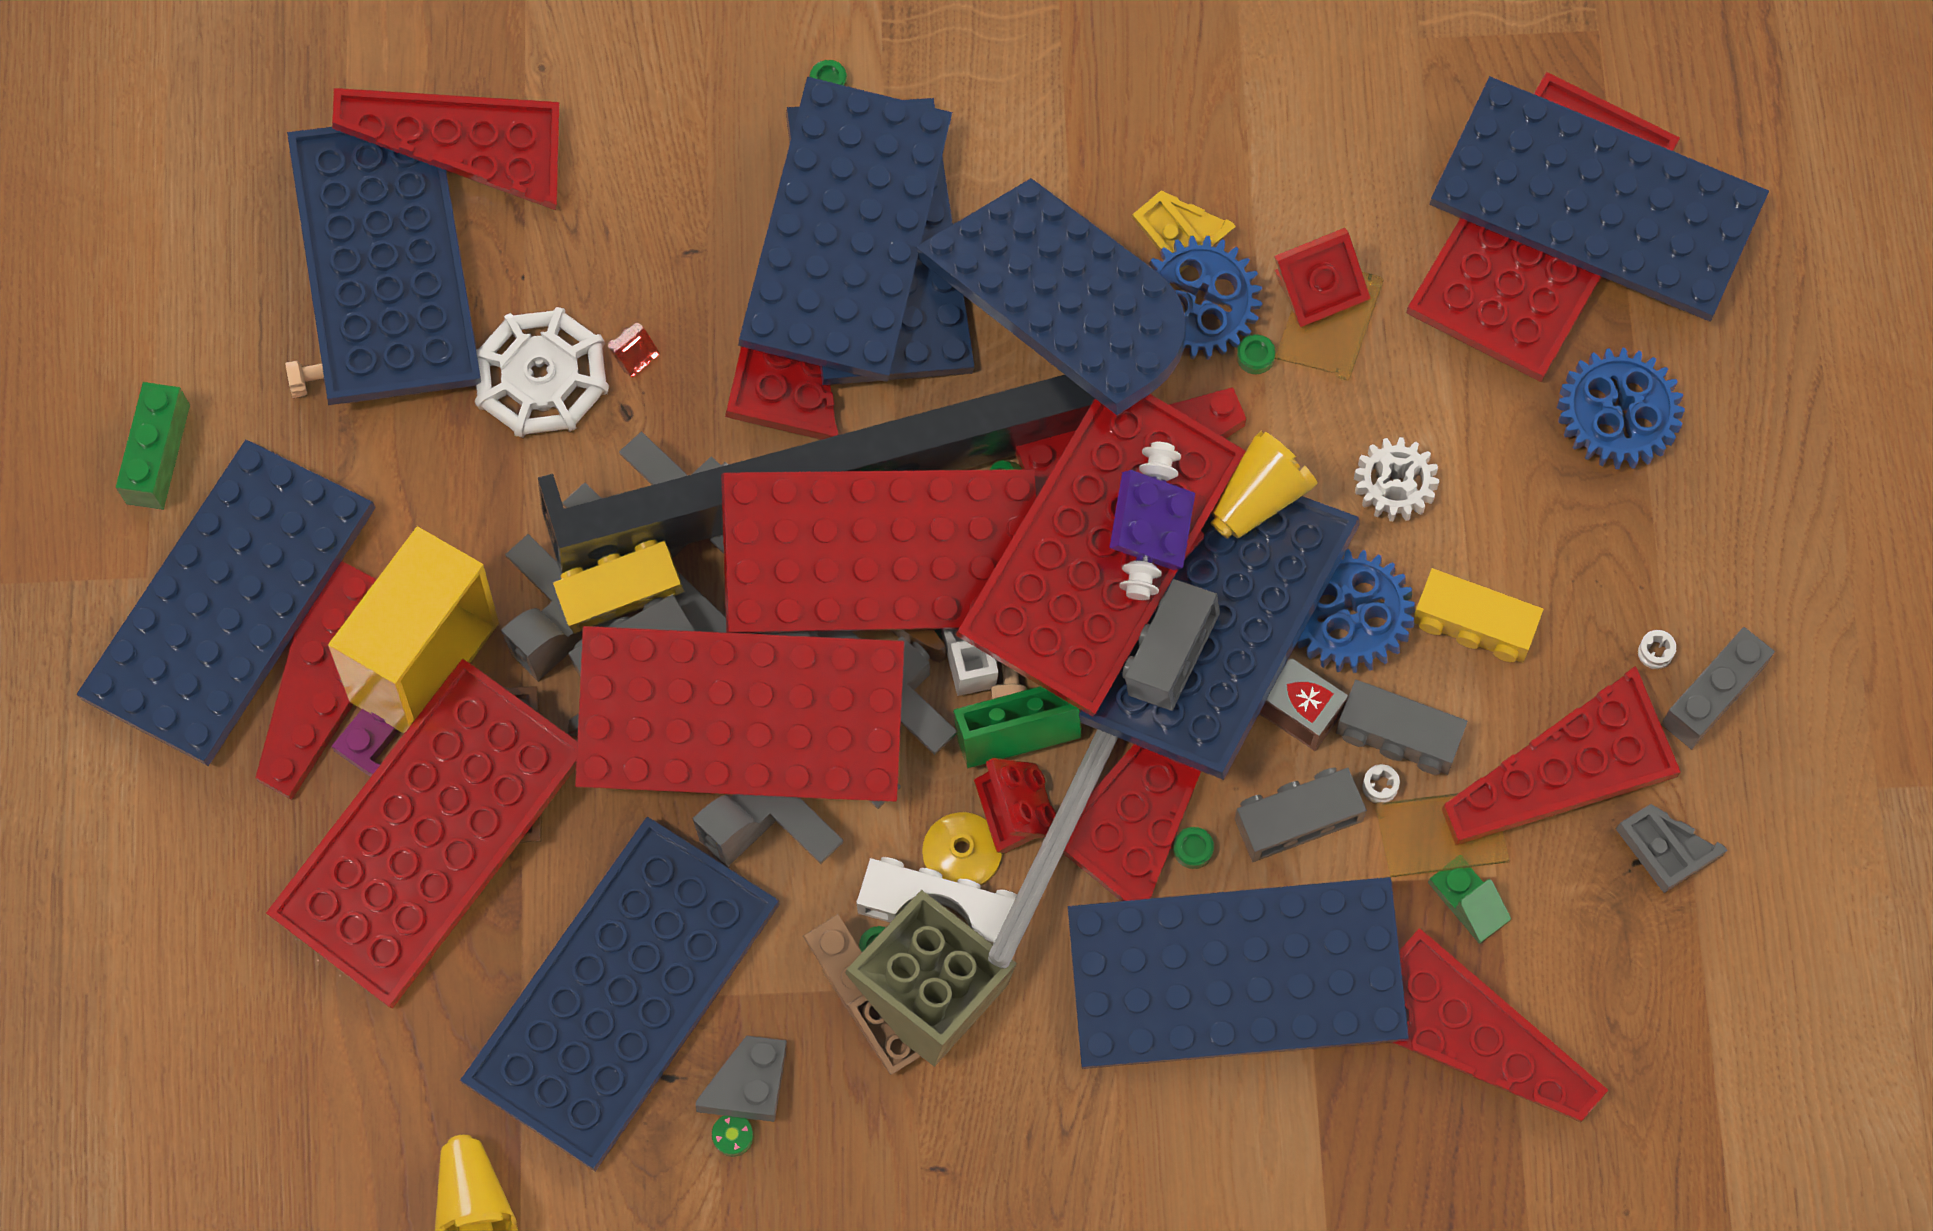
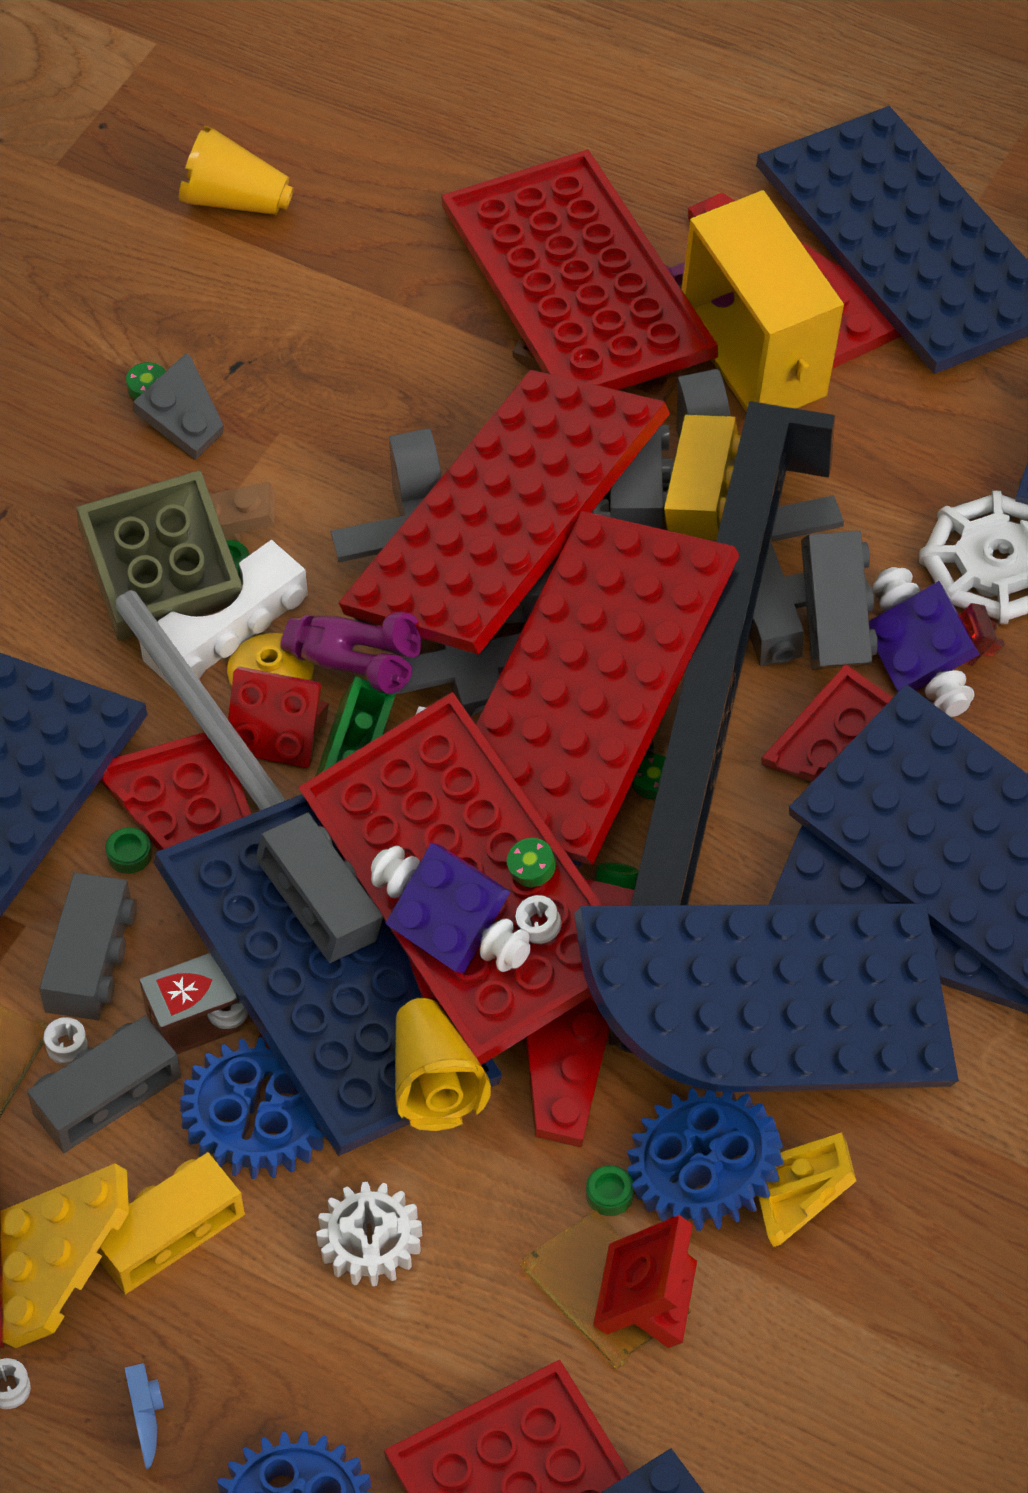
camera: 120 degrees right, 15 degrees down
(620, 993) = (330, 356): dark blue plate -> none
(660, 381) = (922, 640): none -> dark purple plate
(675, 439) = (838, 600): none -> dark grey brick
(932, 790) = (331, 640): none -> magenta piece
(1079, 484) = (531, 862): none -> green tile
(1134, 448) = (534, 905): none -> white bush
(1551, 667) = (53, 1248): none -> yellow plate
(1611, 547) = (145, 1400): none -> medium blue plate

